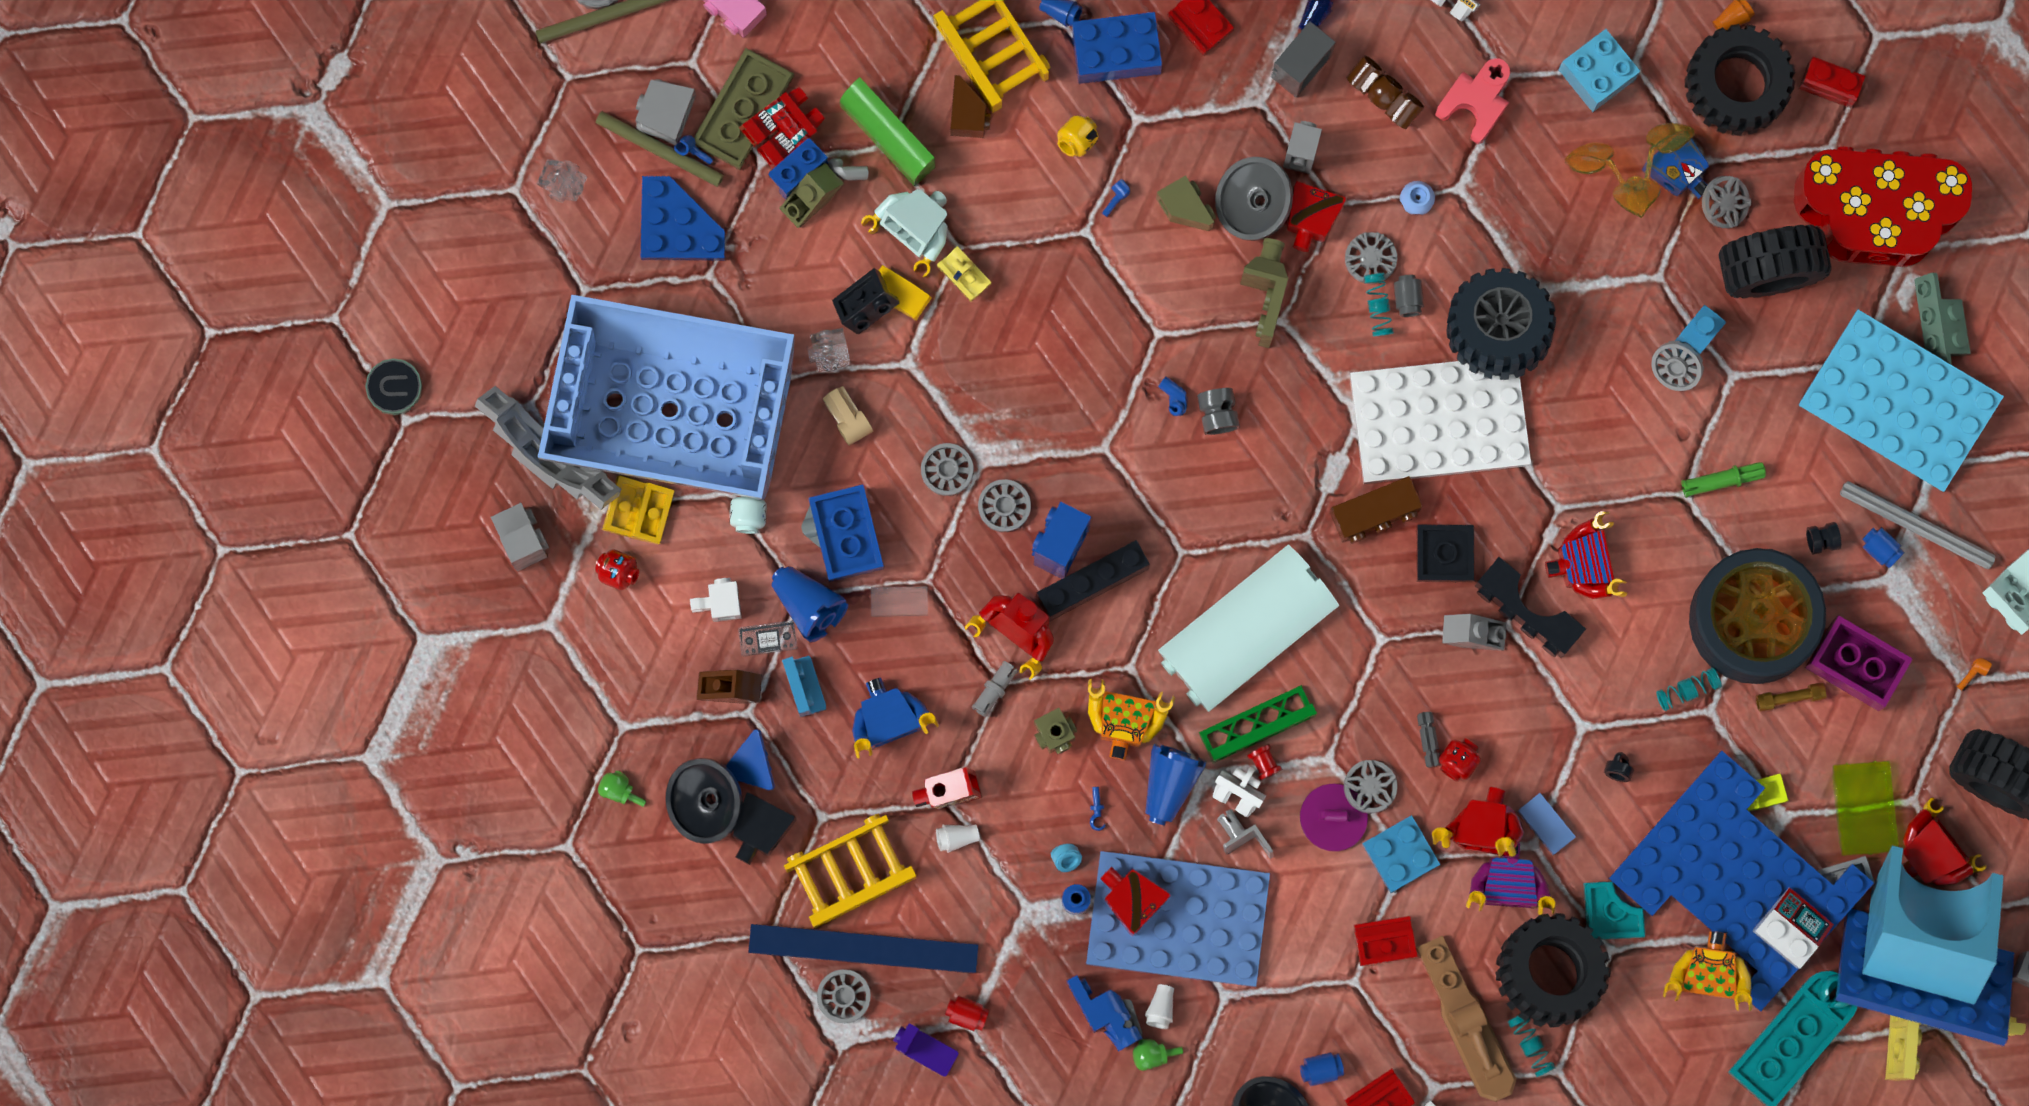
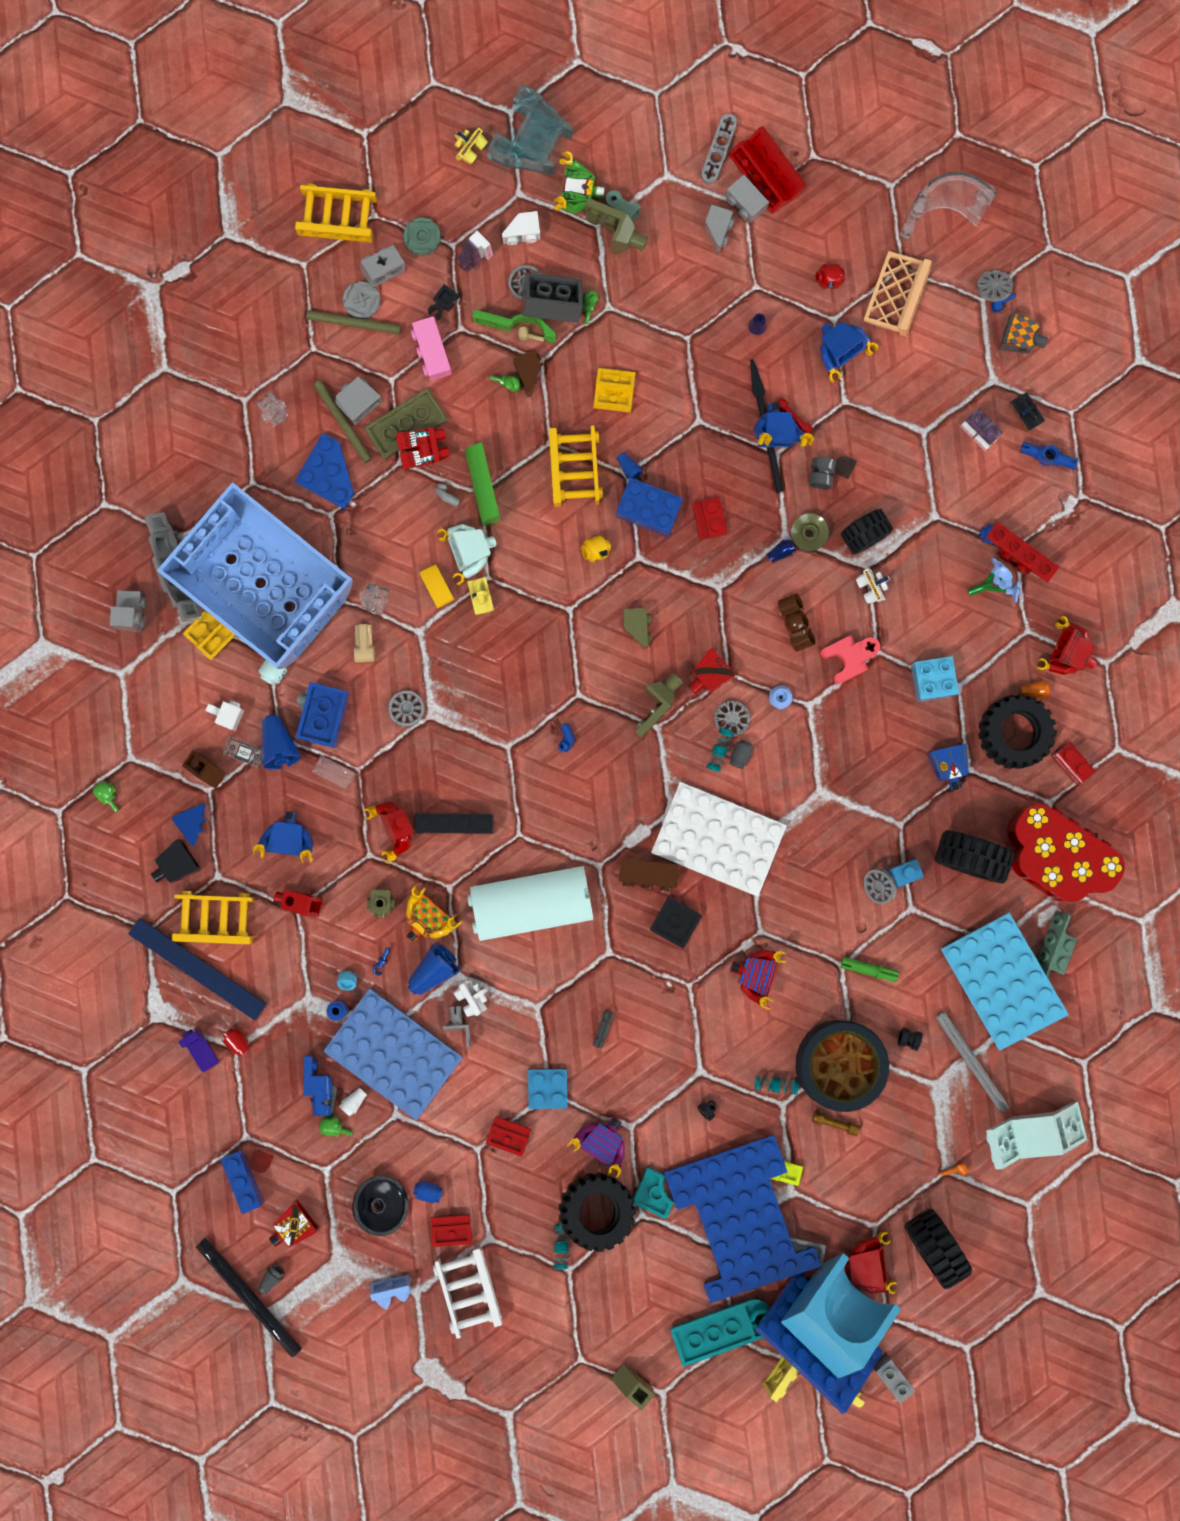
camera: 30 degrees right, 5 degrees up
(393, 386) = (106, 480): black tile -> none
(617, 569) = (176, 662): red head -> none
(687, 145) = (359, 427): blue hand -> none
(691, 802) = (149, 829): black dish -> none
(796, 166) = (416, 478): blue bracket -> none
(804, 685) = (247, 792): dark azure bracket -> none
(811, 195) = (416, 498): olive slope -> none
(843, 996) = (170, 991): light grey wheel -> none
(864, 302) = (411, 581): black bracket -> none
(956, 836) = (288, 932): white cone -> none
(968, 111) = (537, 498): reddish brown slope -> none
(994, 689) = (360, 856): light grey pin -> none
(1004, 505) = (428, 748): light grey wheel -> none
(1062, 539) = (445, 790): blue brick -> none
(1122, 191) = (604, 597): blue hand -> none
(1133, 898) = (370, 1029): red torso -> none
(1218, 411) = (587, 762): dark grey wheel -> none
(1240, 196) = (672, 640): dark grey dish -> none
(1261, 733) = (505, 971): green fence -> none
(1264, 762) = (496, 989): red bush -> none
(1302, 147) = (727, 628): light grey brick -> none
(1303, 59) = (757, 575): dark grey piece -> none
(1331, 820) = (520, 1044): magenta shield -> none
(1370, 786) = (552, 1038): light grey wheel -> none
(1459, 759) = (614, 1052): red head -> none
(1467, 1024) = (530, 1213): medium nougat piece -> none
(1474, 632) = (666, 980): light grey slope -> none
(1484, 827) = (605, 1102): red torso -> none
(1501, 323) = (786, 802): black wheel -> none
(1501, 587) = (716, 1007): black arch -> none
(1546, 824) = (645, 1118): medium blue tile -> none
(1636, 193) = (914, 768): clear yellow plant -> none
(1712, 972) = (692, 1265): torso -> none
(1726, 202) = (966, 801): light grey wheel -> none
(1793, 928) = (756, 1268): slope -> none
(1858, 663) = (888, 1128): magenta brick -> none
(1865, 808) = (842, 1215): clear neon green piece -> none
(1882, 547) = (942, 1064): blue brick -> none

